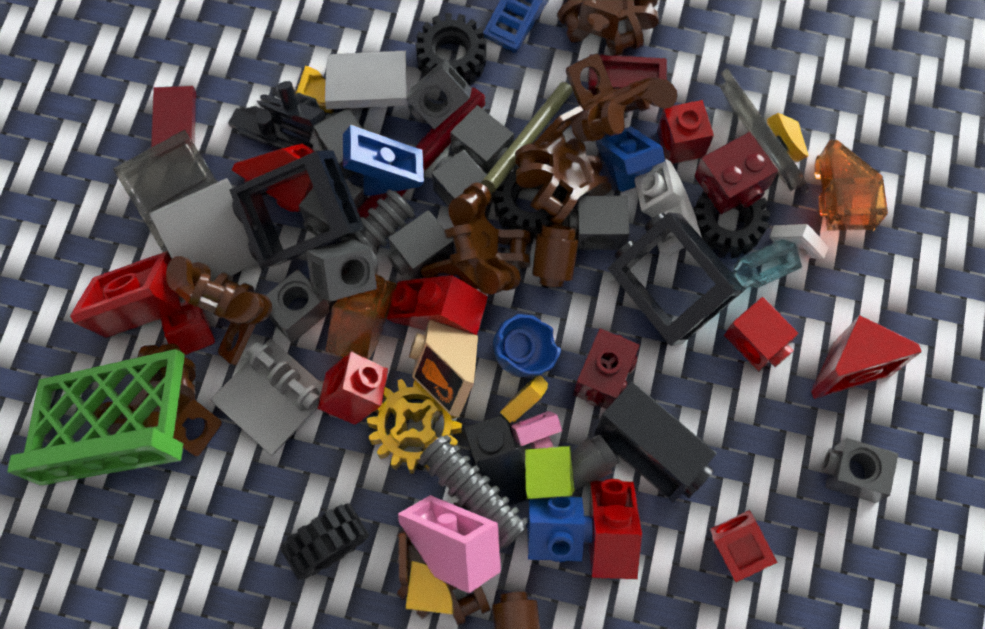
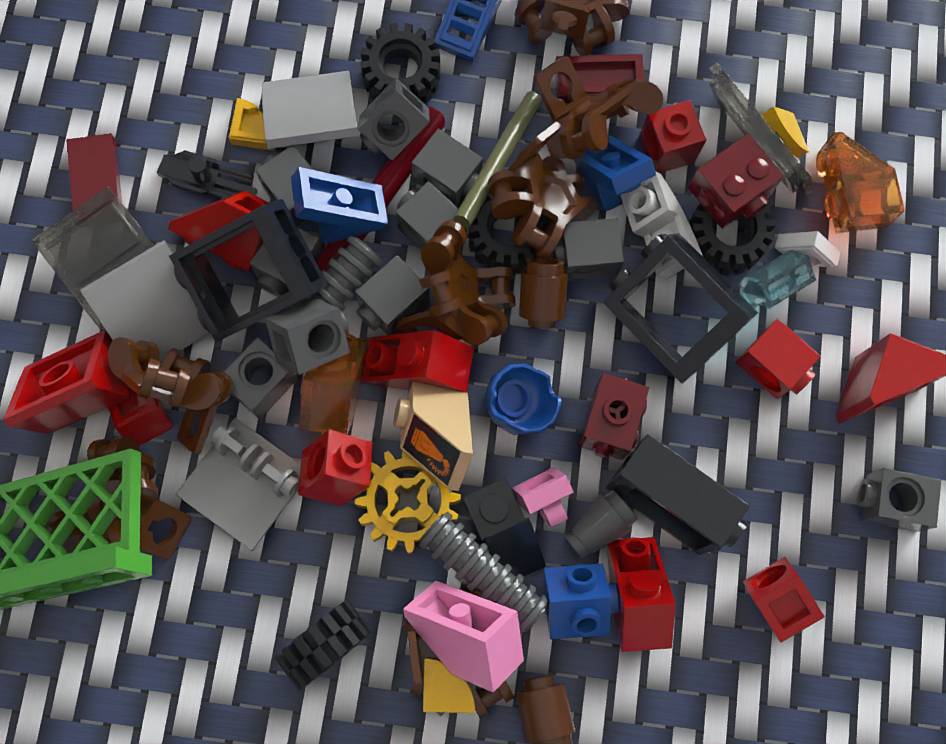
camera: 10 degrees left, 5 degrees up
(293, 105) = (229, 147): black piece -> none
(525, 399) = (526, 458): yellow tile -> none
(549, 472) = (563, 541): lime slope -> none

